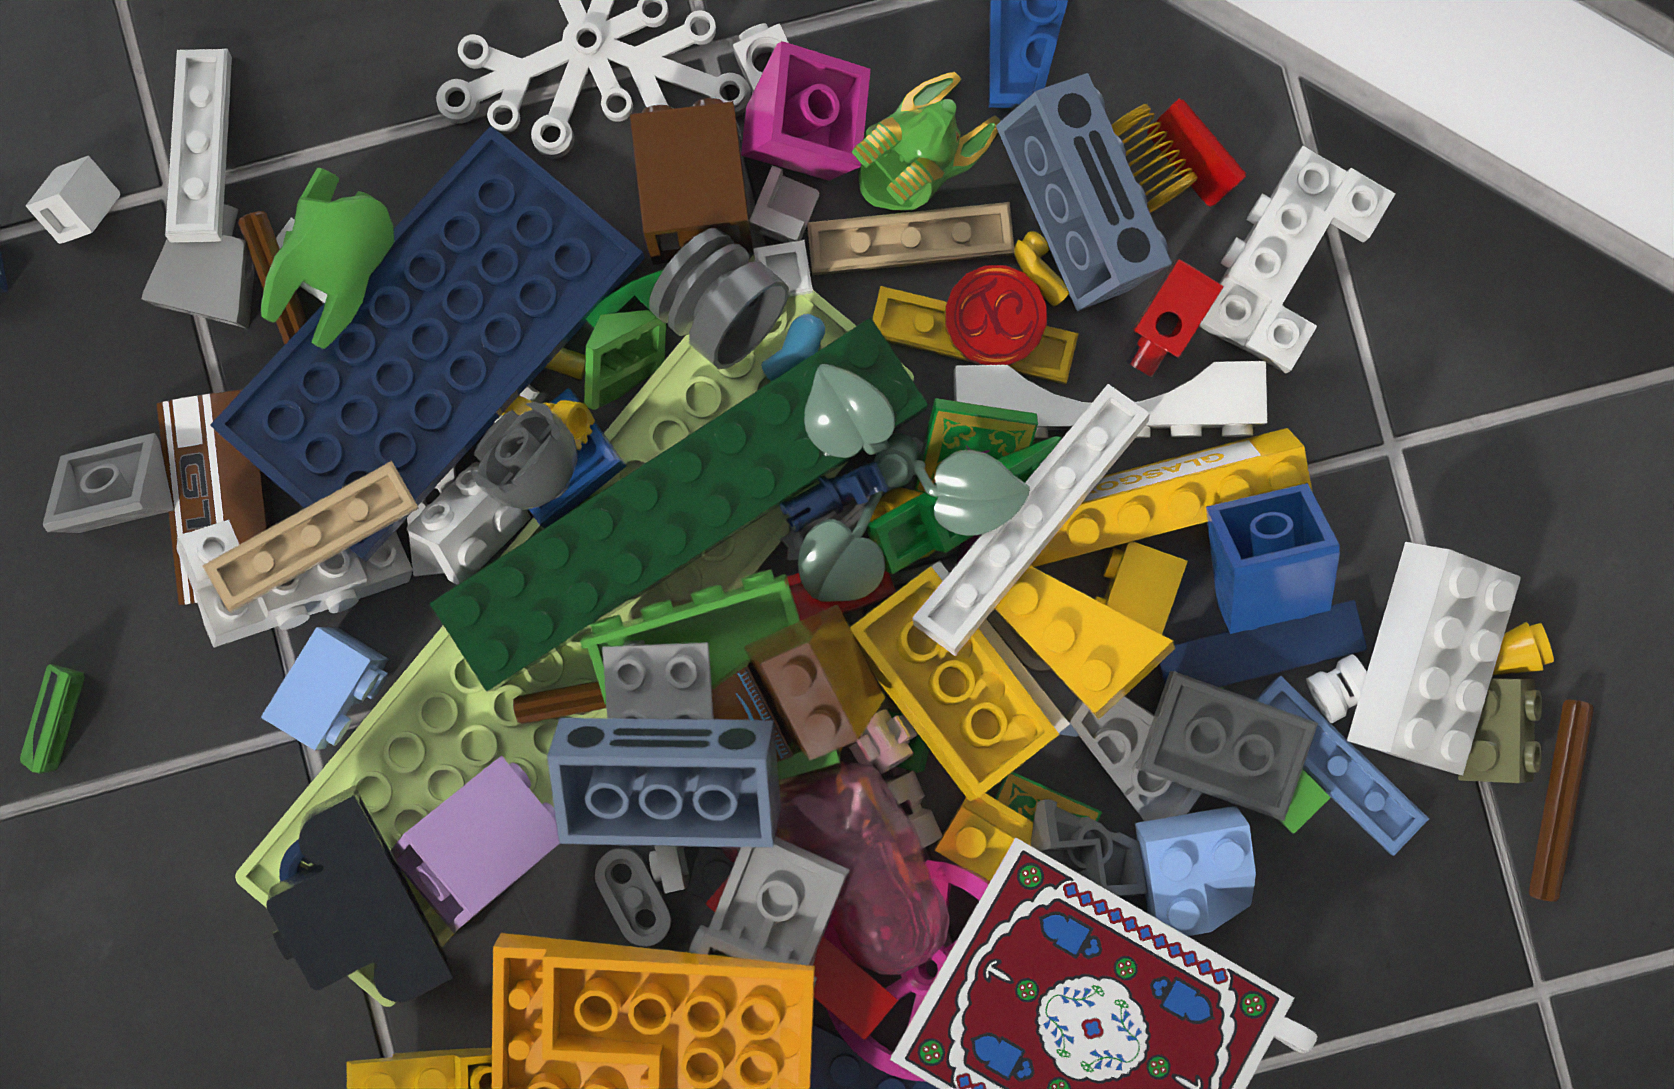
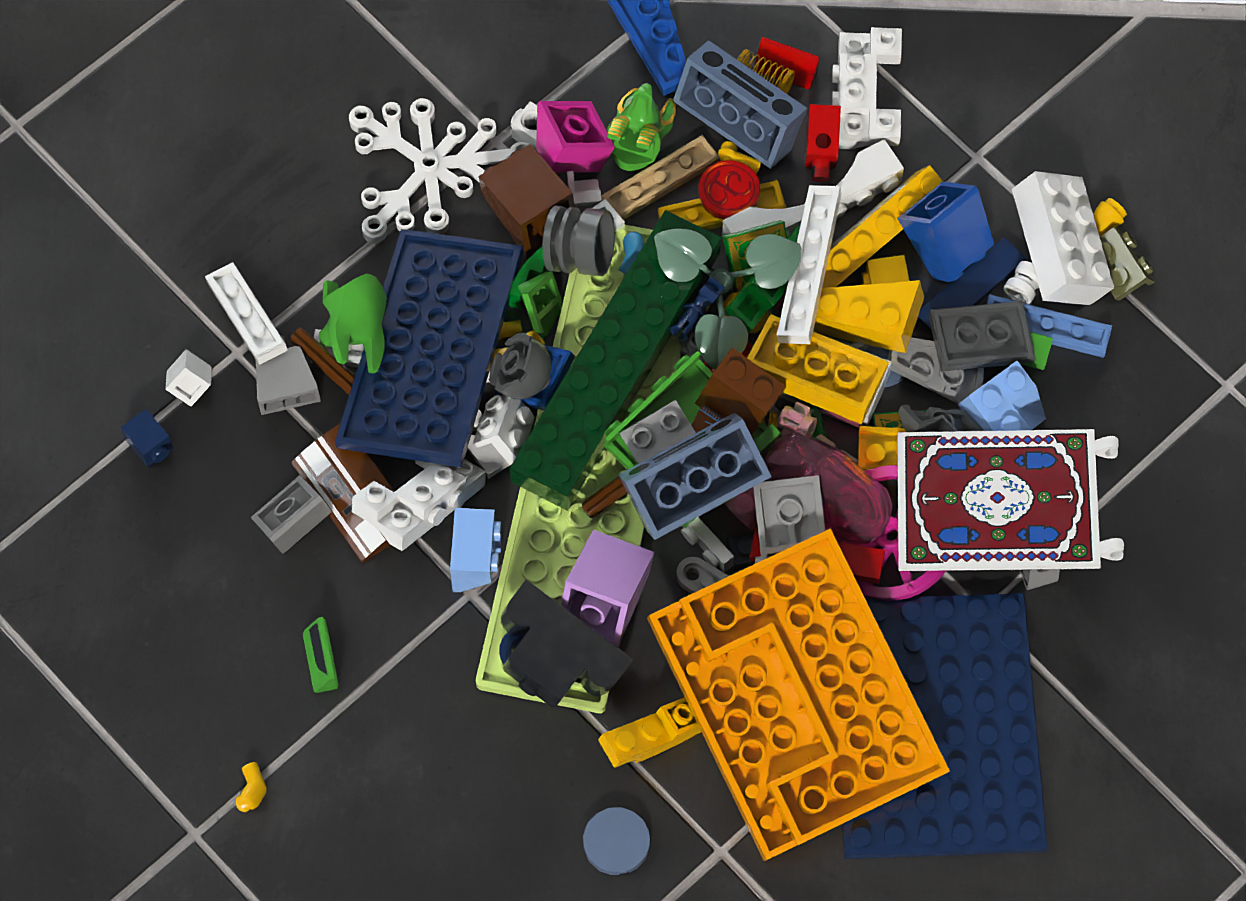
camera: 30 degrees left, 20 degrees down
(310, 537) = (427, 460): tan tile -> none
(1561, 800) = (1175, 283): reddish brown axle -> none

